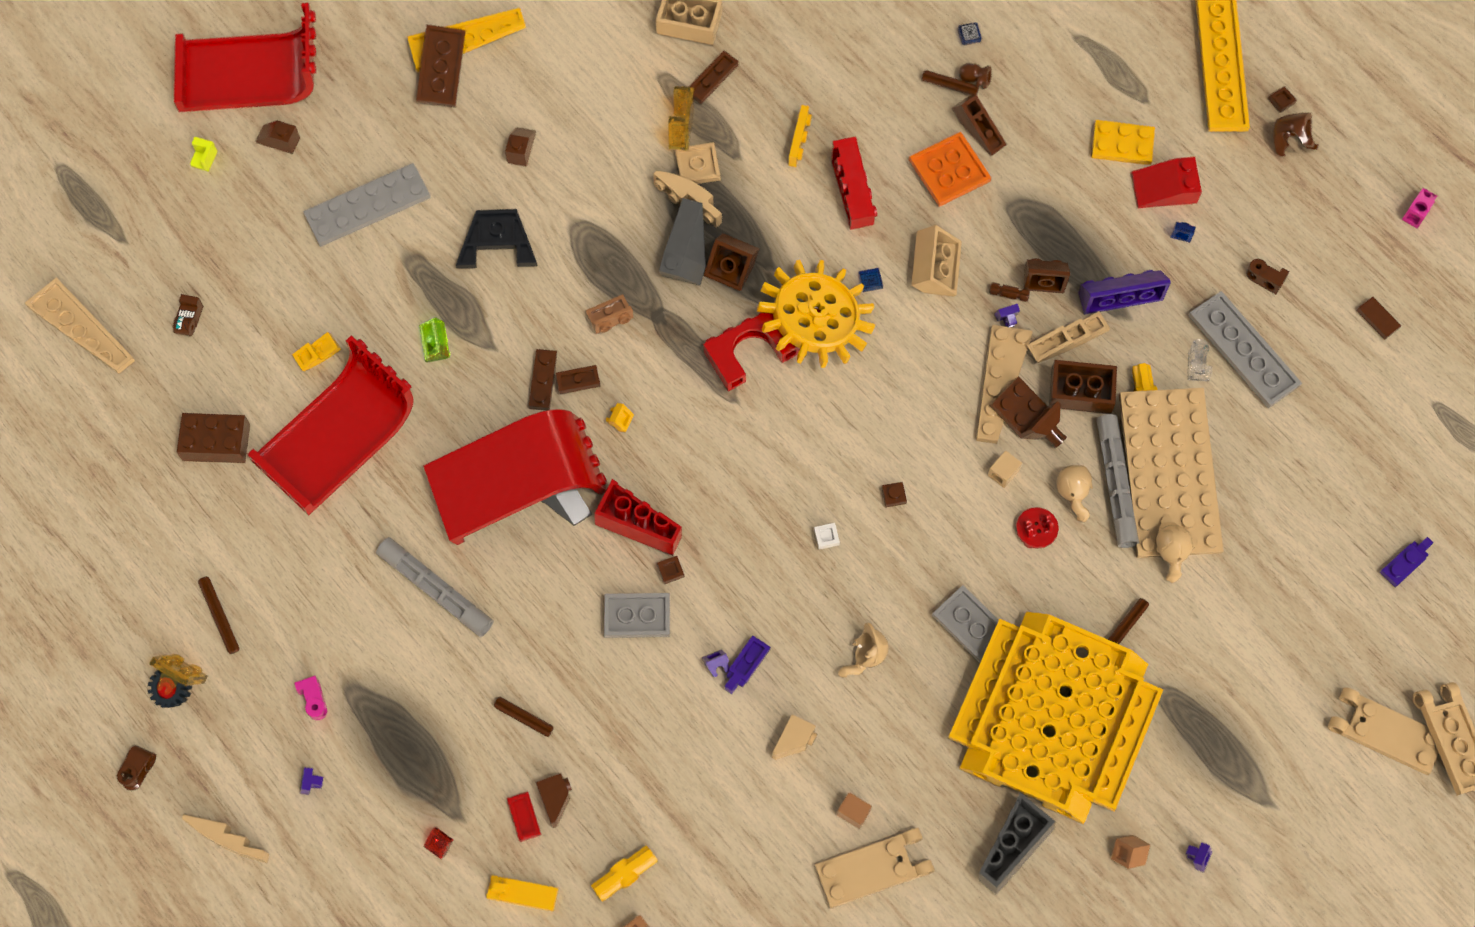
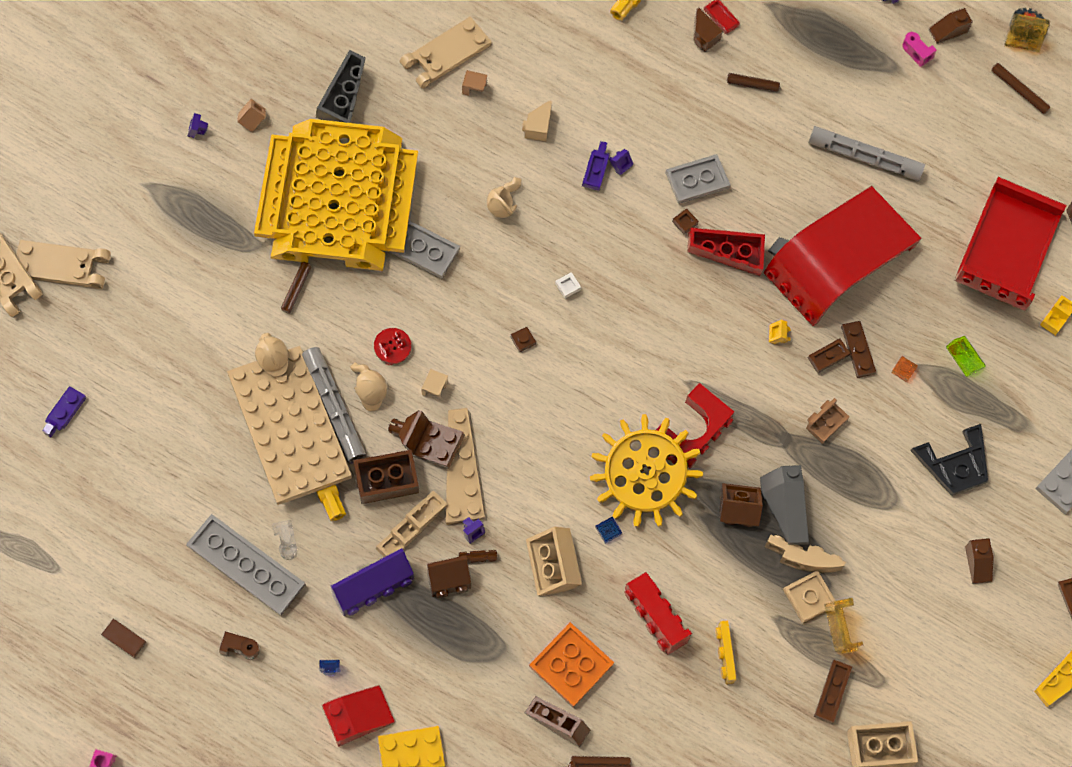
camera: 155 degrees right, 0 degrees up
(259, 713) = (951, 26): none -> reddish brown slope
(504, 345) = (904, 369): none -> clear orange plate

